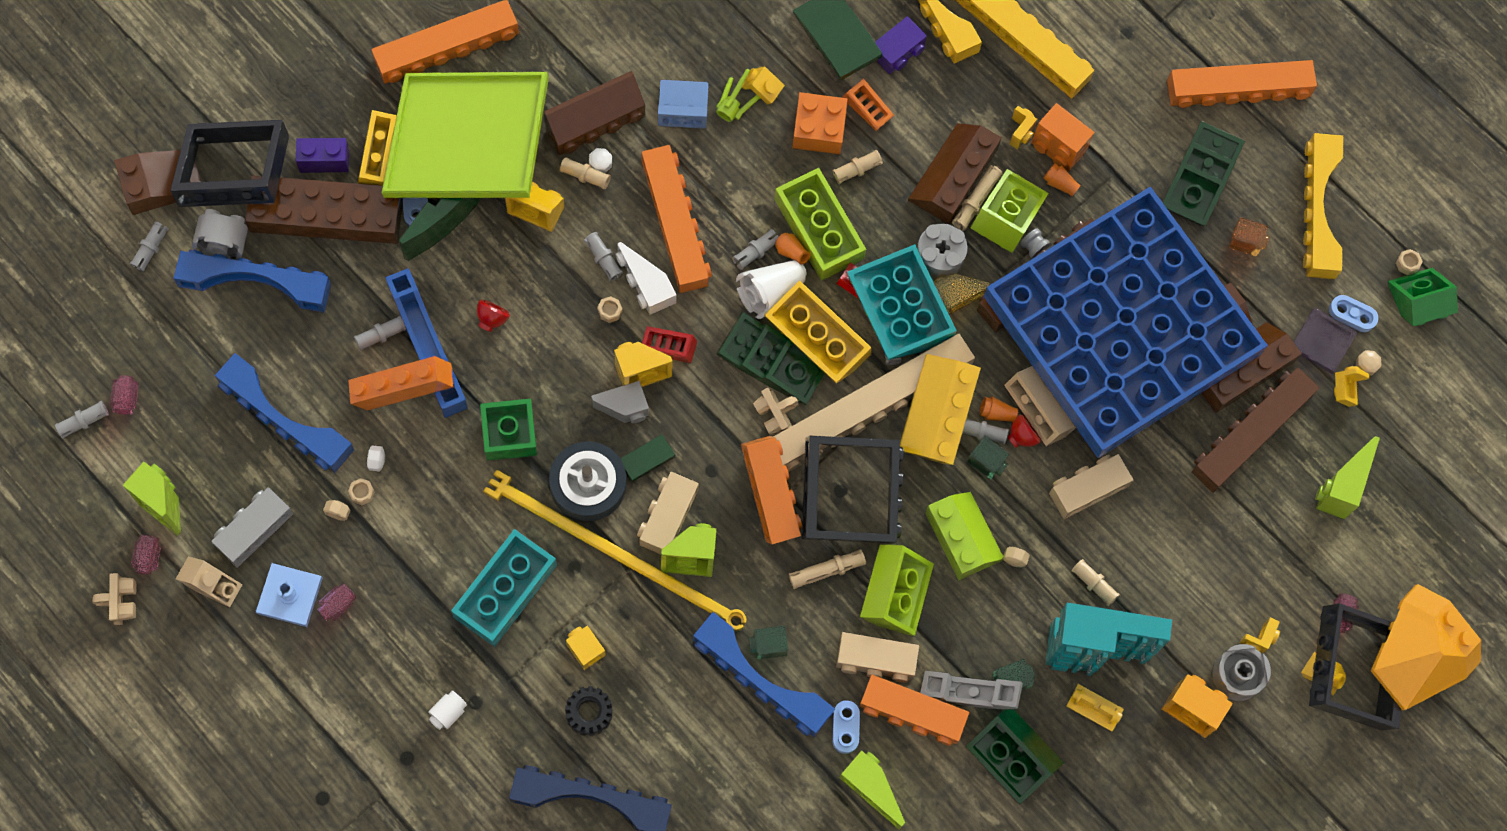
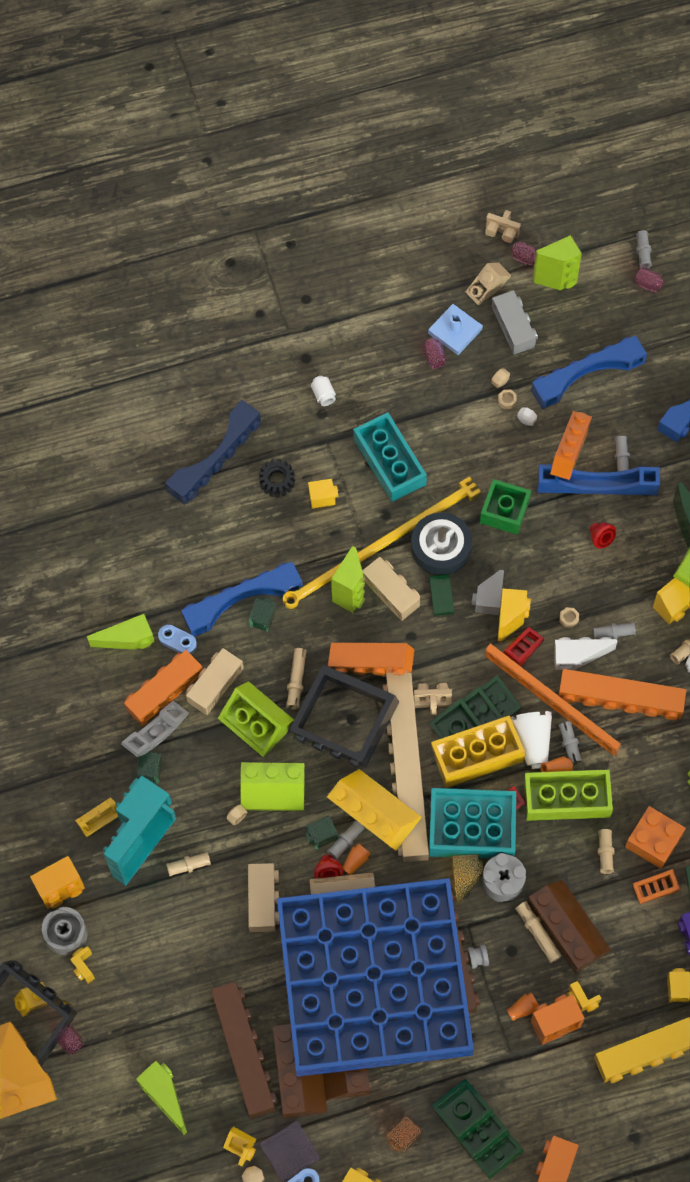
camera: 125 degrees right, 5 degrees down
(716, 288) = (552, 700): none -> orange tile
(1009, 210) = (516, 951): lime slope -> none
(1014, 754) = (94, 743): dark green slope -> none

